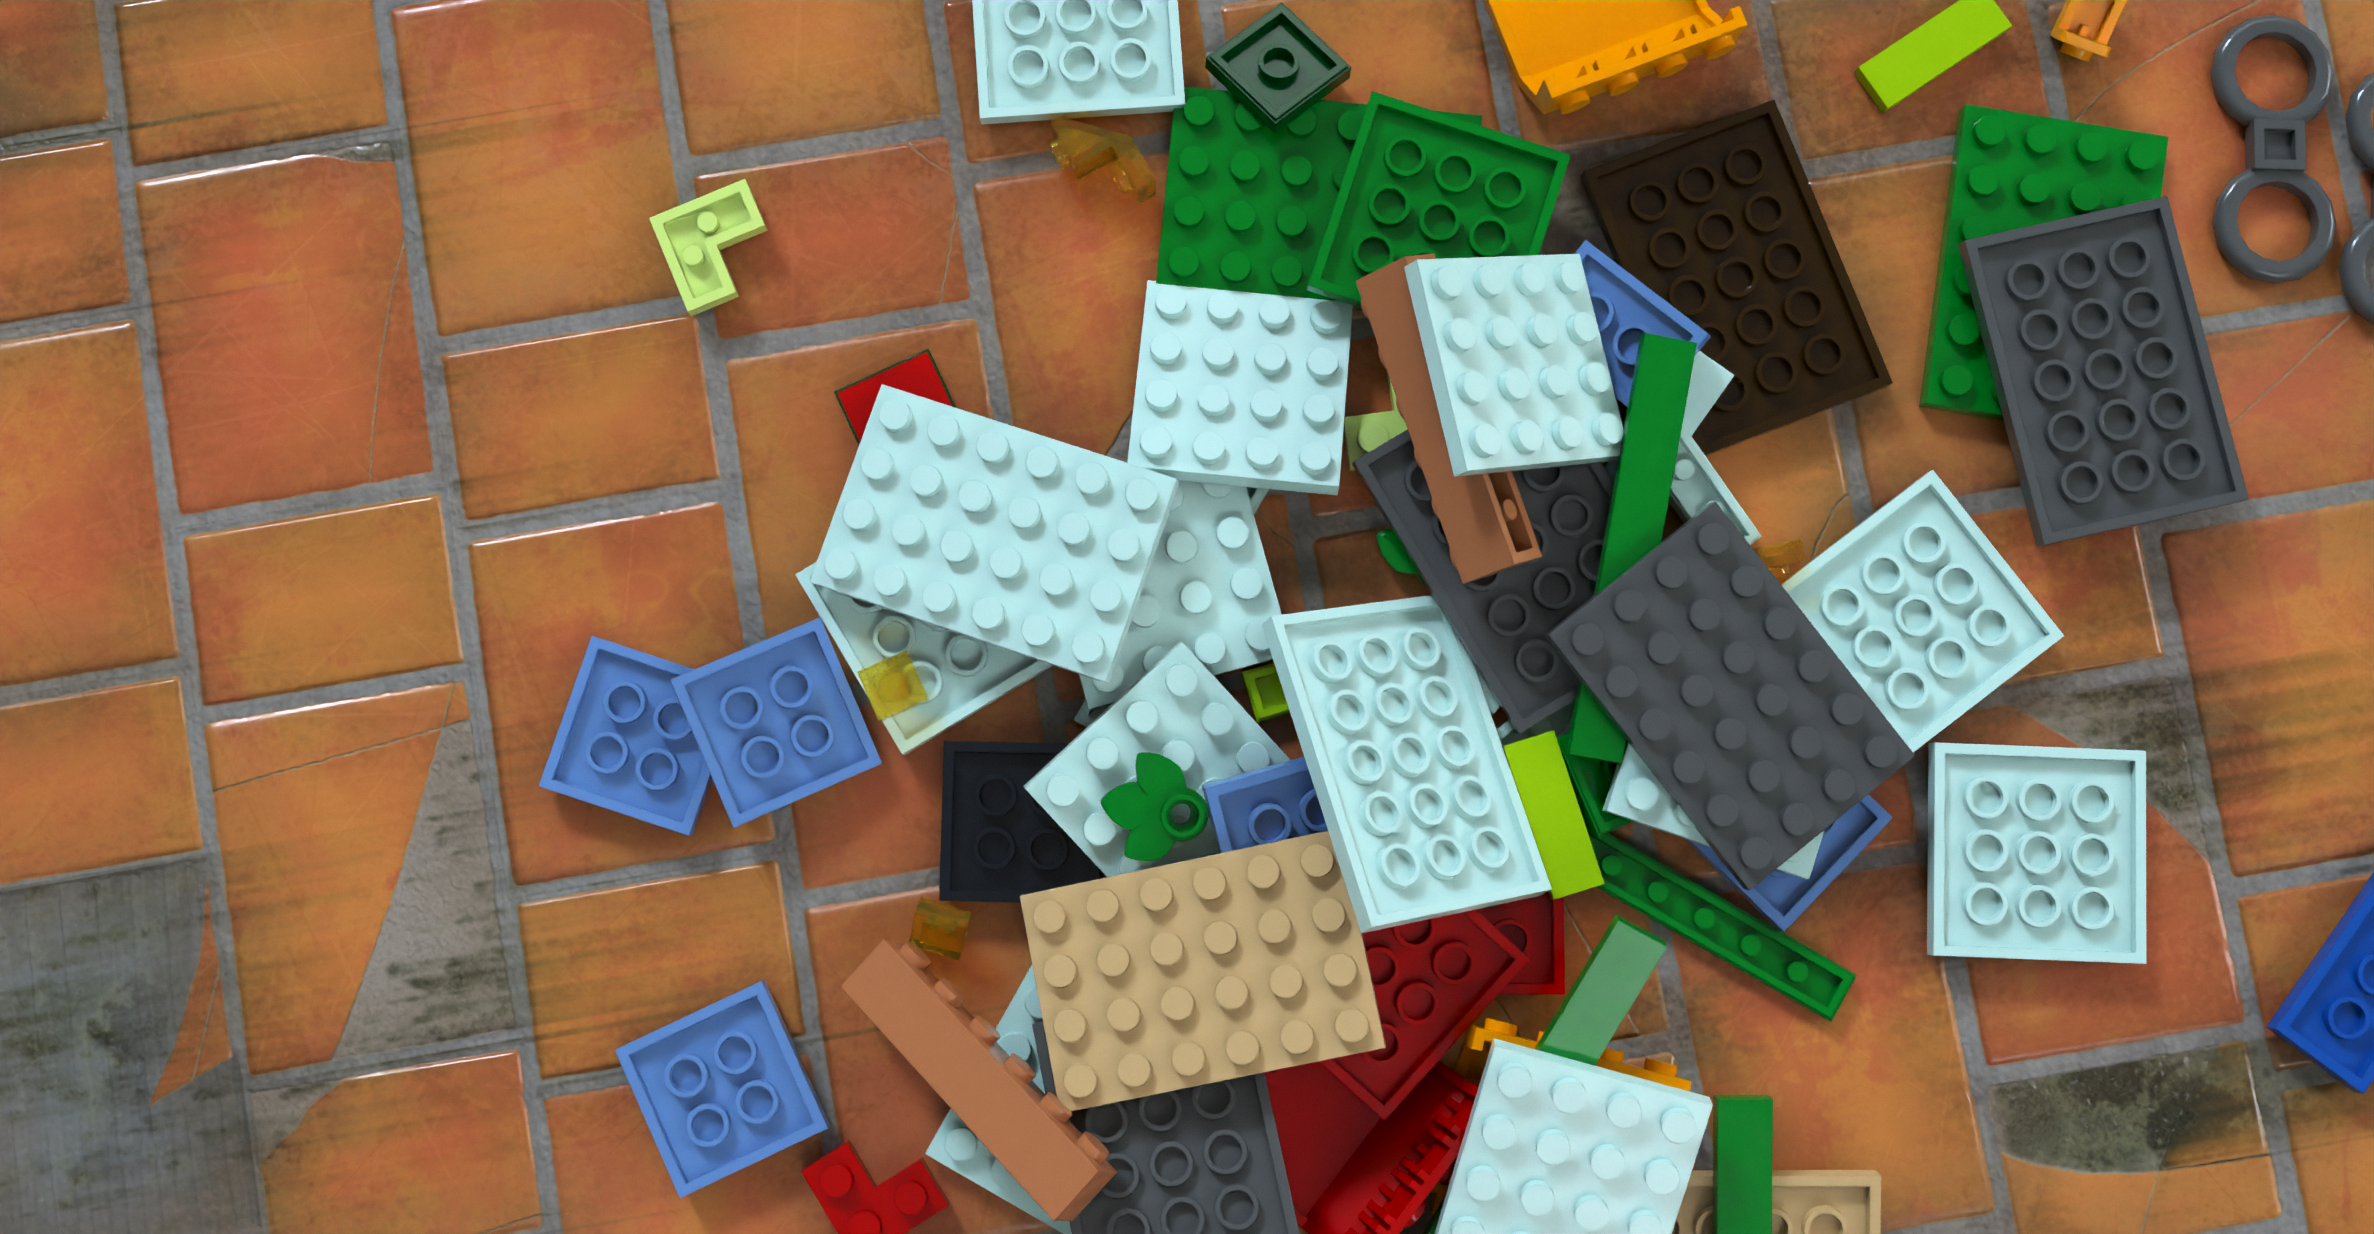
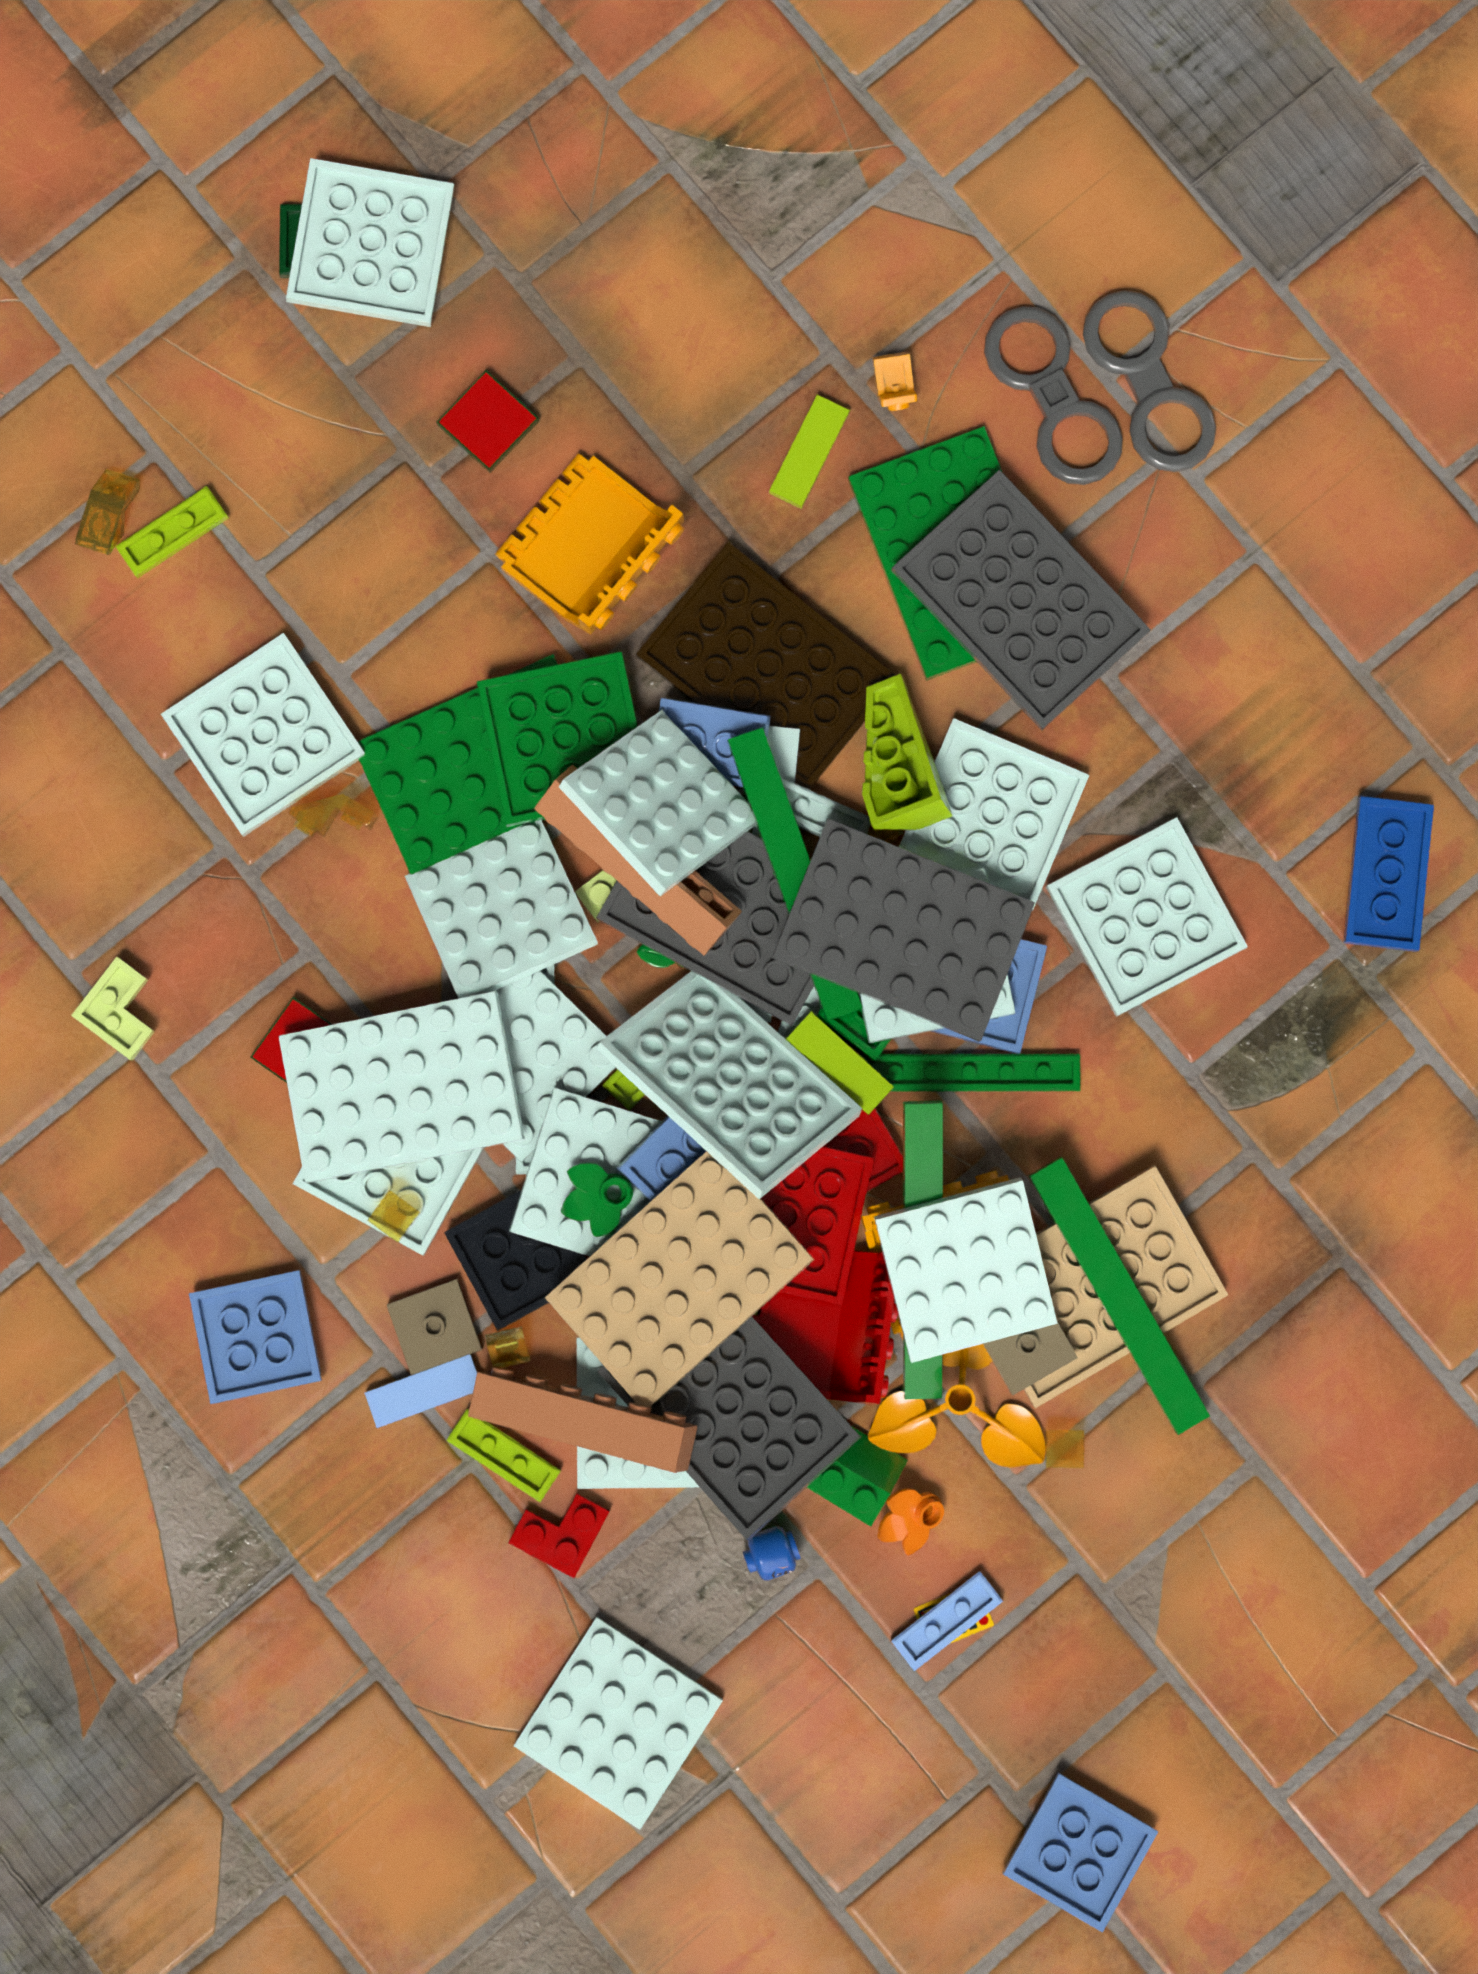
camera: 30 degrees left, 0 degrees up
(722, 1088) = (431, 1521): medium blue plate -> none
(776, 722) = (334, 1280): medium blue plate -> none
(805, 920) = (422, 1391): none -> light blue tile
(859, 1061) = (504, 1456): none -> lime tile
(865, 850) = (434, 1327): none -> dark tan plate
(1278, 67) = (409, 696): dark green tile -> none
(1833, 498) = (900, 773): none -> lime wedge

